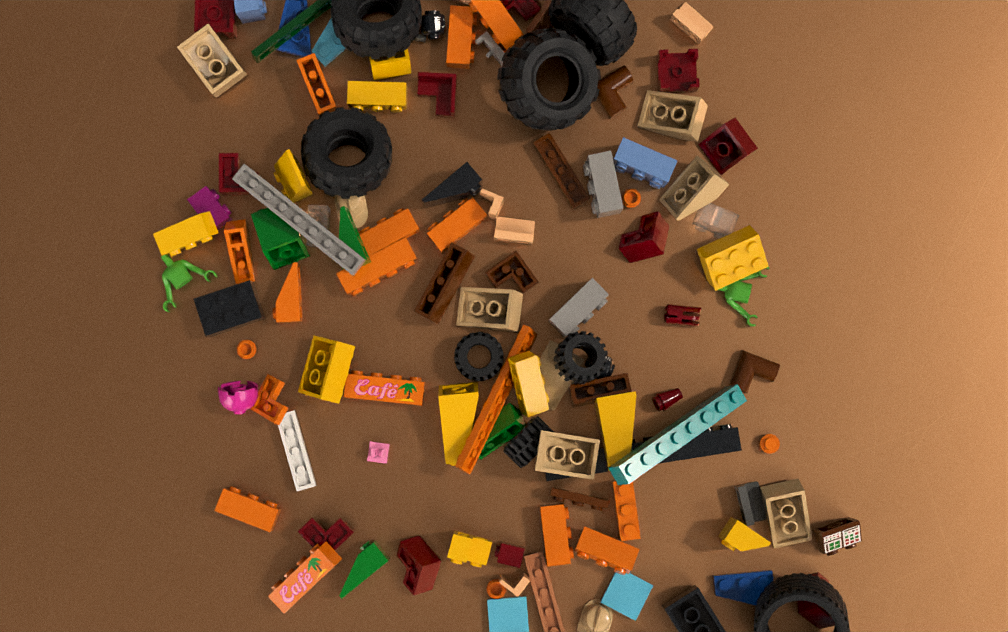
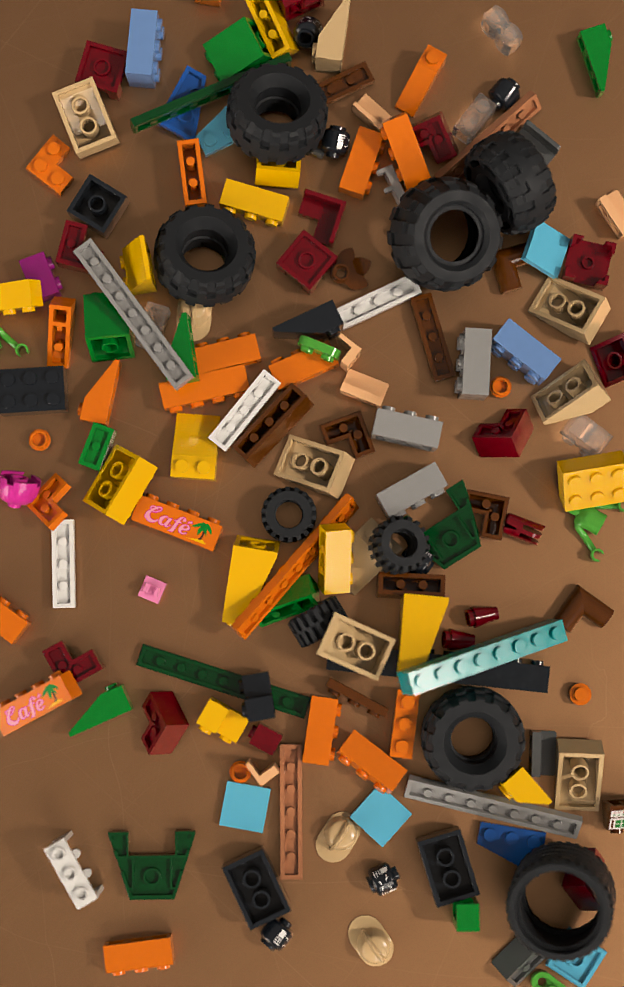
camera: 15 degrees right, 0 degrees up
(188, 109) = (46, 166): none -> orange plate
(243, 134) = (98, 206): none -> black brick
(298, 342) = (97, 447): none -> green panel
(383, 319) = (193, 452): none -> yellow slope
(417, 277) = (244, 410): none -> white plate
(436, 134) = (306, 261): none -> dark red panel
(460, 514) = (215, 678): none -> dark green tile
(474, 208) = (326, 351): none -> bright green plate
(477, 129) = (353, 268): none -> reddish brown plate
(494, 519) = (258, 696): none -> black brick
(506, 152) = (378, 301): none -> white plate
(560, 255) = (407, 429): none -> light grey brick
(627, 334) = (455, 534): none -> dark green wing
(639, 70) = (545, 250): none -> medium azure tile
(652, 425) = (456, 639): none -> dark red cone
(653, 304) = (494, 513): none -> reddish brown brick
(708, 527) = (483, 769): none -> black tyre
(721, 560) = (493, 807): none -> light grey plate

